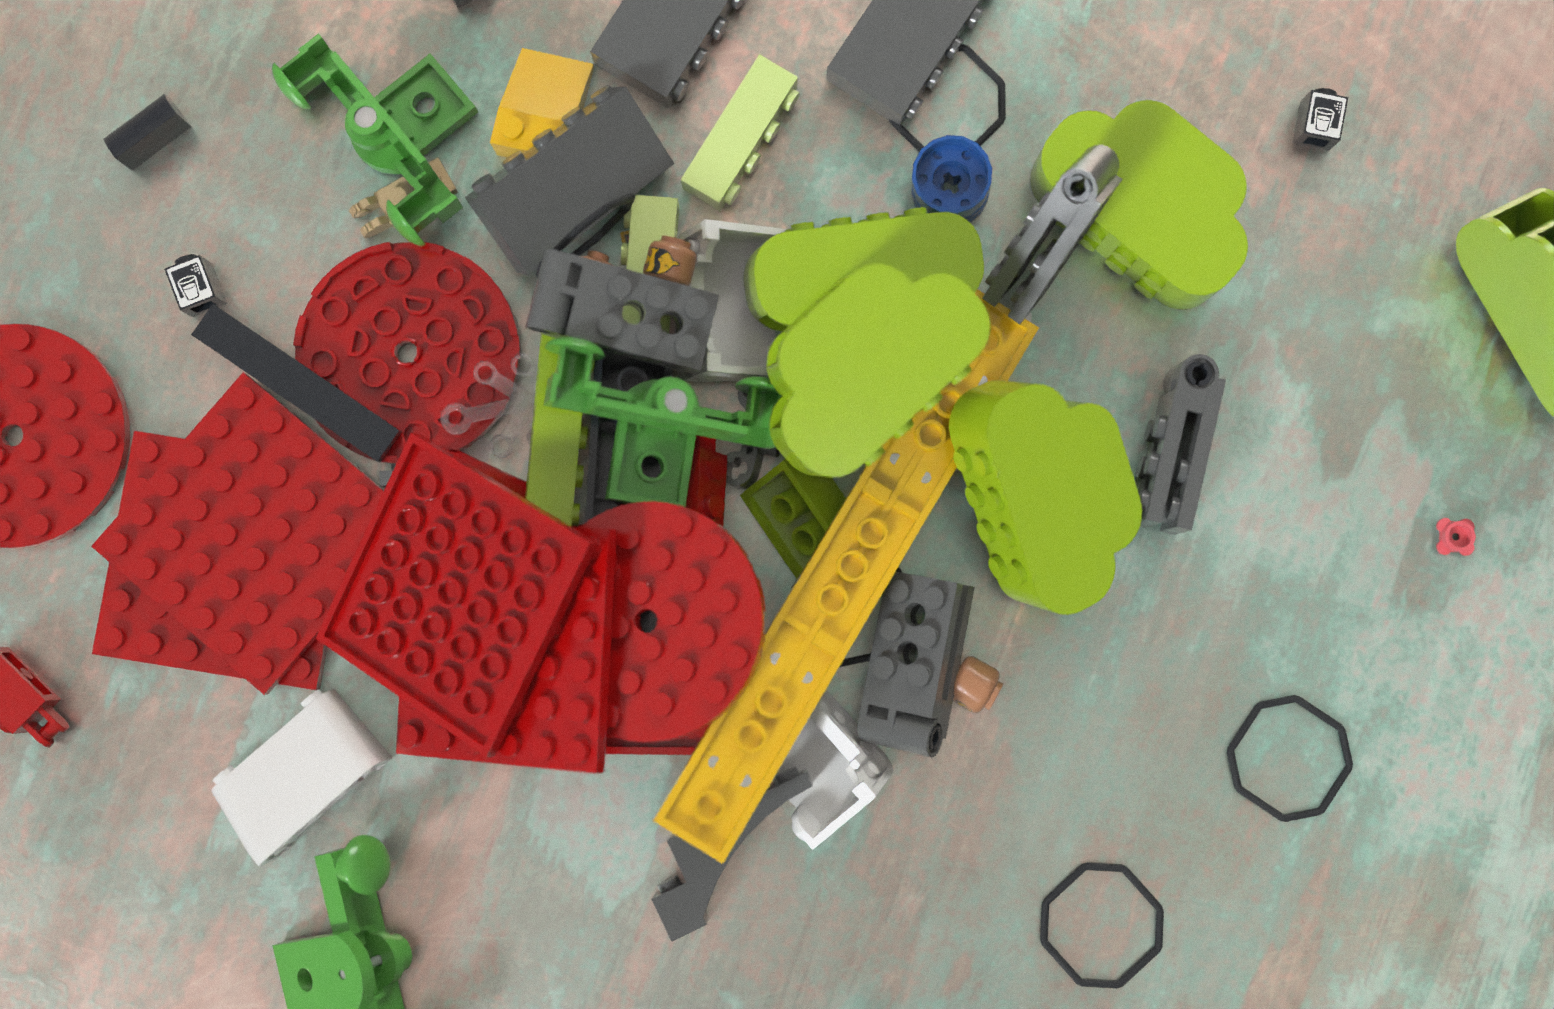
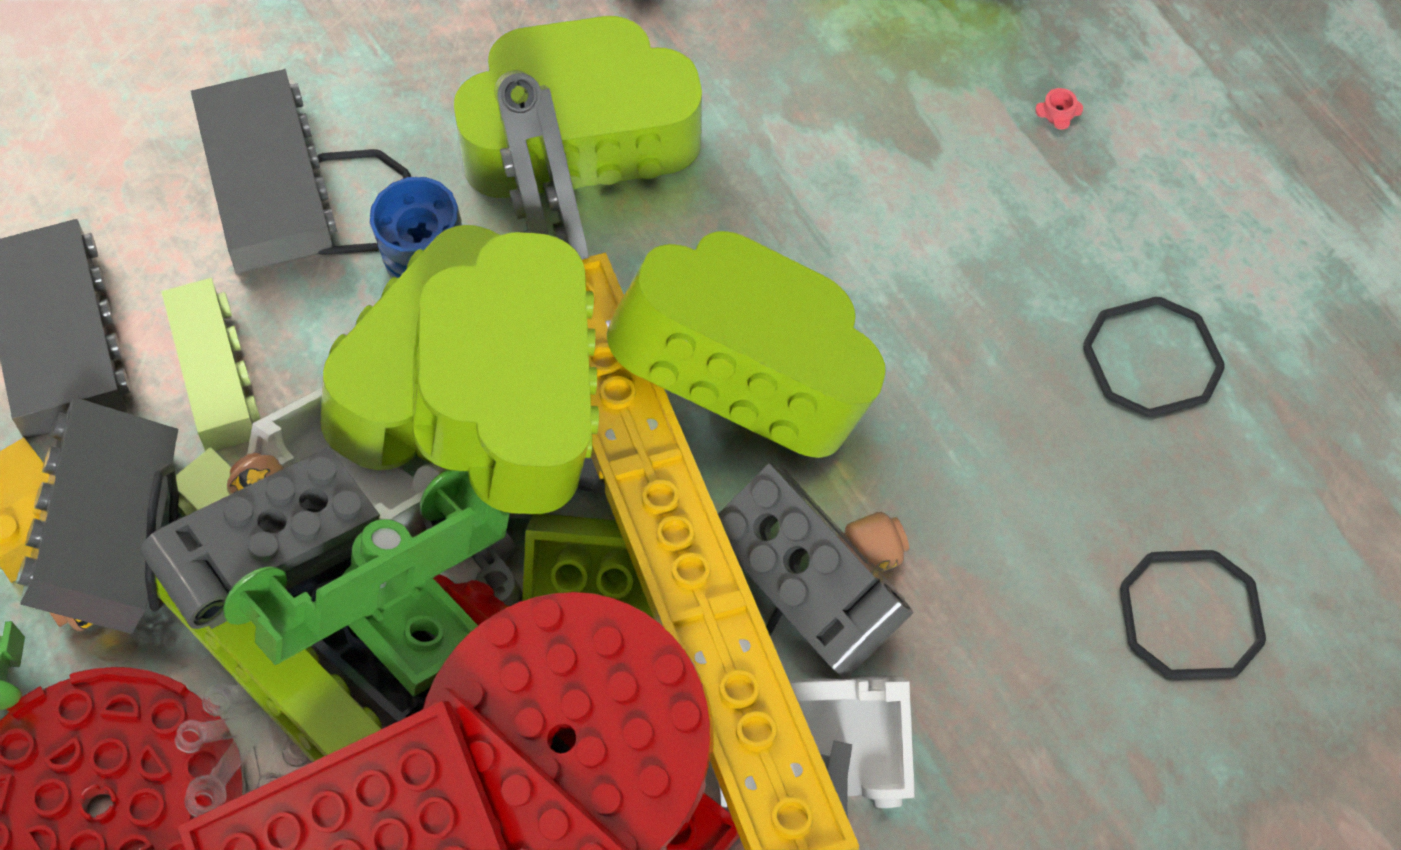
camera: 50 degrees left, 25 degrees down
(1179, 444) = (804, 223): dark grey hinge -> none

